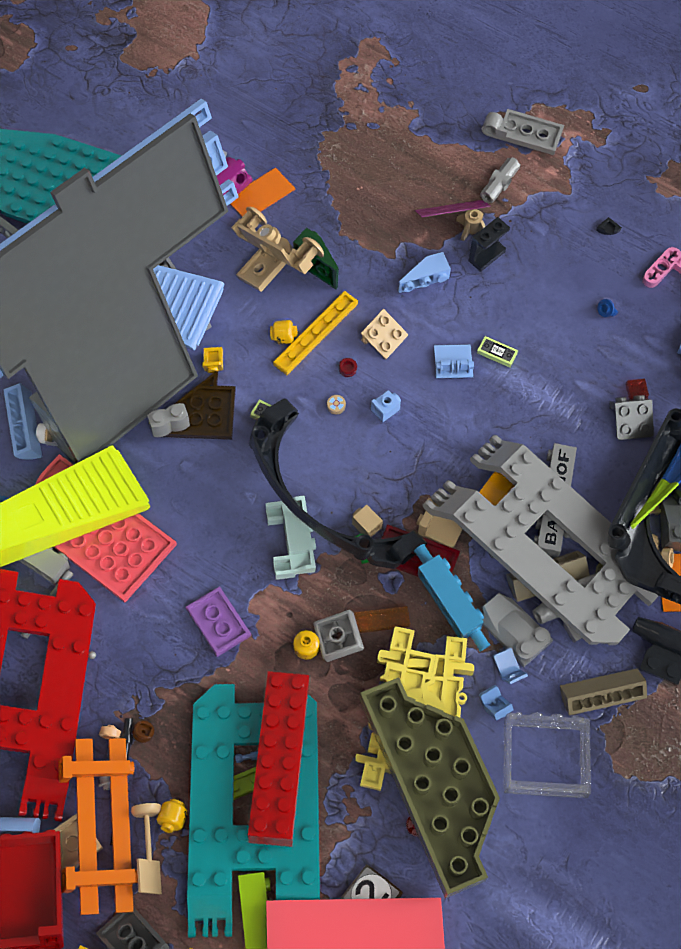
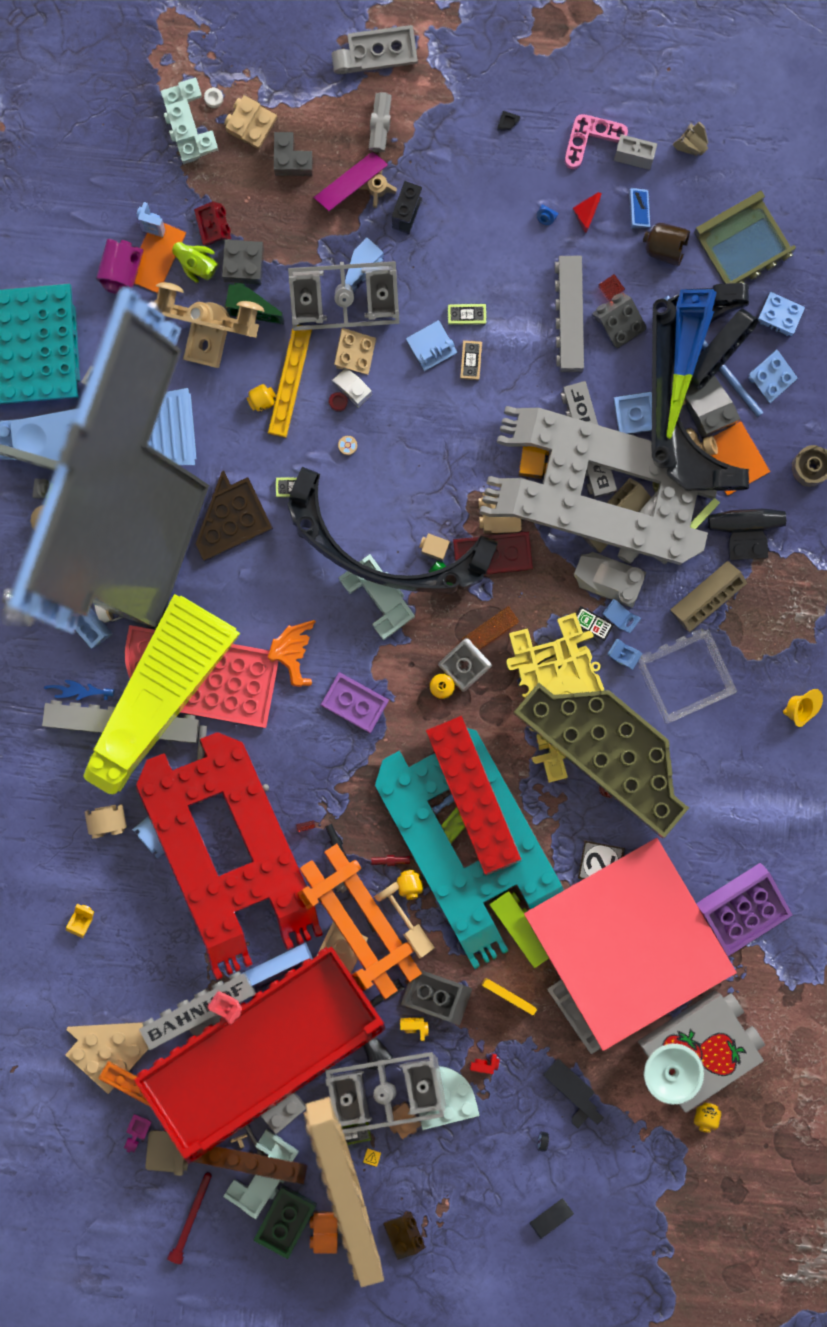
camera: 25 degrees left, 20 degrees up
(75, 916) = (378, 999): none -> black piece
(106, 707) = (305, 826): none -> clear red tile
(109, 732) = (320, 844): light nougat tile -> none
(143, 731) = (346, 829): reddish brown tile -> none
(165, 421) = (206, 549): light grey brick -> none
(167, 783) = (390, 860): none -> dark red bar
(187, 542) = (289, 648): none -> orange animal
(213, 359) = (212, 460): yellow bracket -> none
(270, 162) = (149, 221): none -> light blue bracket
(290, 208) = (195, 260): none -> lime animal
(321, 189) = (212, 223): none -> dark red bracket
(331, 224) = (243, 262): none -> dark grey brick
(339, 106) = (179, 115): none -> light aqua bracket
(367, 271) = (307, 295): none -> light grey piece
(367, 362) = (352, 387): none -> white slope
(374, 107) = (213, 97): none -> white tile
(386, 410) = (393, 430): light blue brick -> none
(393, 134) = (250, 121): none -> tan plate
(410, 171) = (290, 162): none -> dark grey brick
(450, 598) = (546, 585): dark azure brick -> none
(482, 388) = (471, 360): none -> tile
(483, 666) = (594, 623): none -> tile
(589, 392) = (570, 314): none -> light grey brick
(607, 496) = (634, 413): none -> light blue plate
(632, 614) = (704, 513): none -> yellowish green tile
(645, 320) = (586, 211): none -> red slope
(652, 844) = (804, 707): none -> yellow piece

